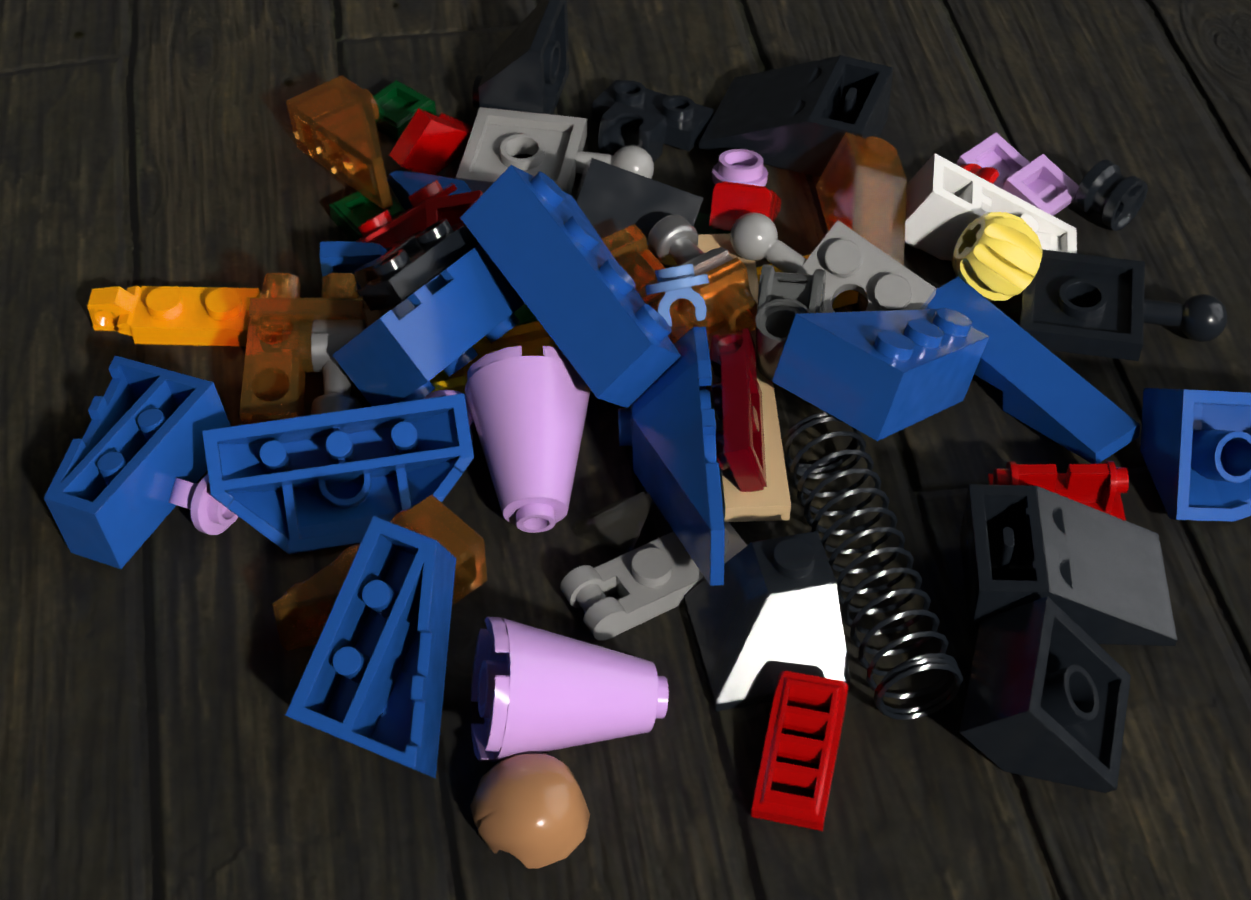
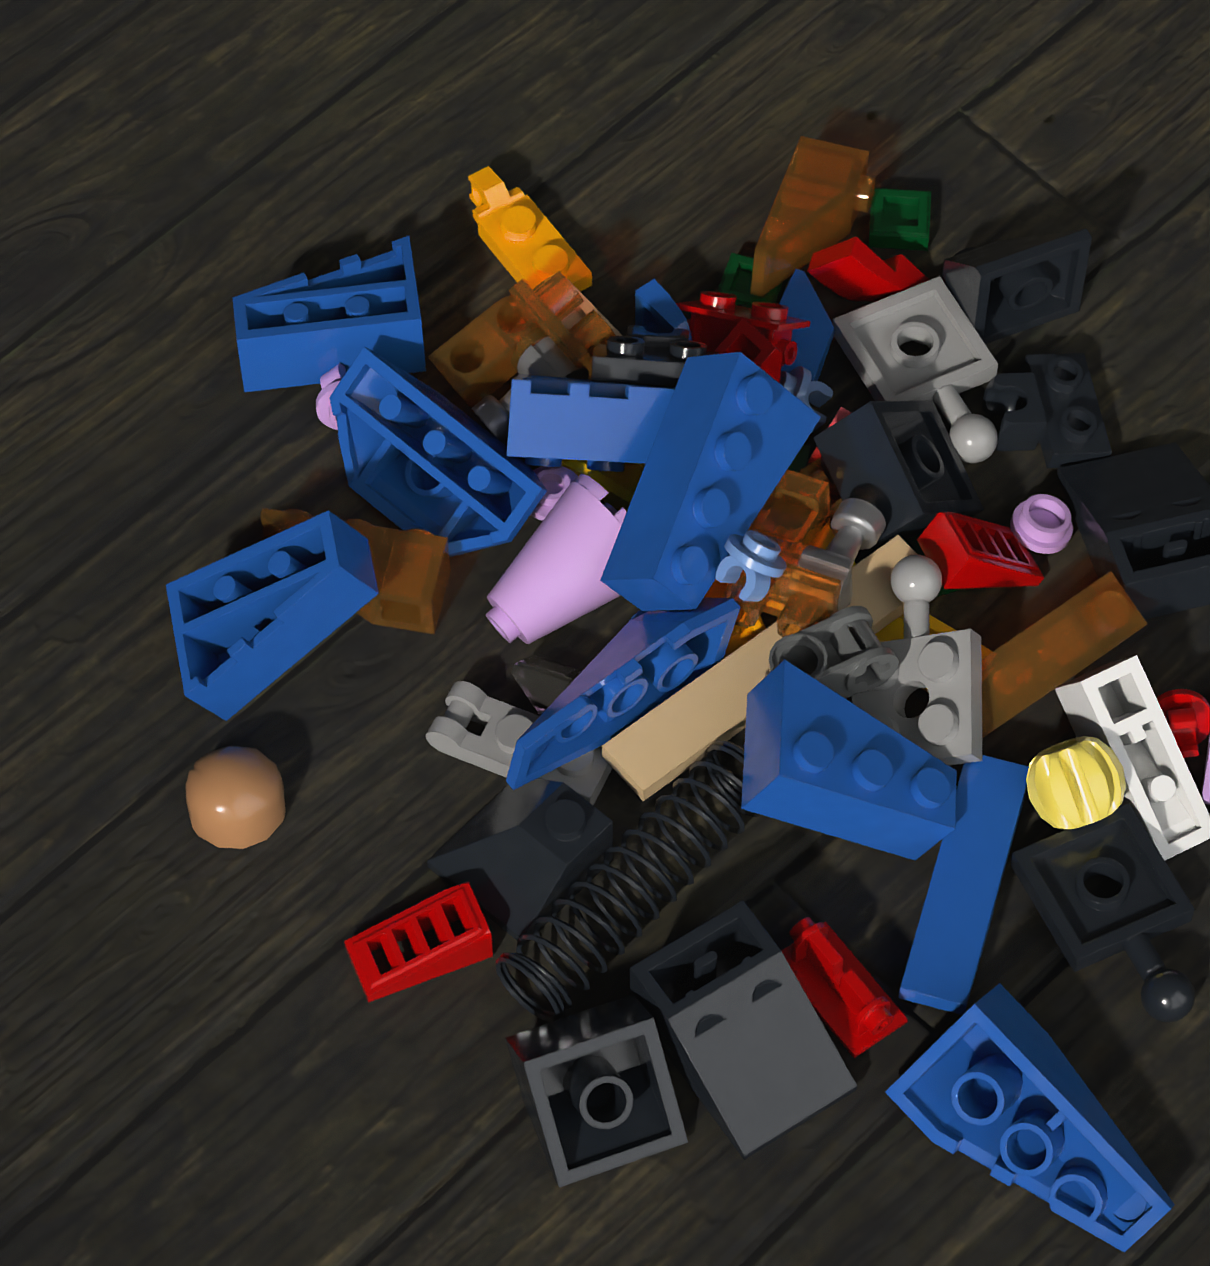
camera: 55 degrees right, 10 degrees up
(557, 692) = (331, 742): lavender cone -> none
(740, 408) = (695, 690): dark red hinge -> none

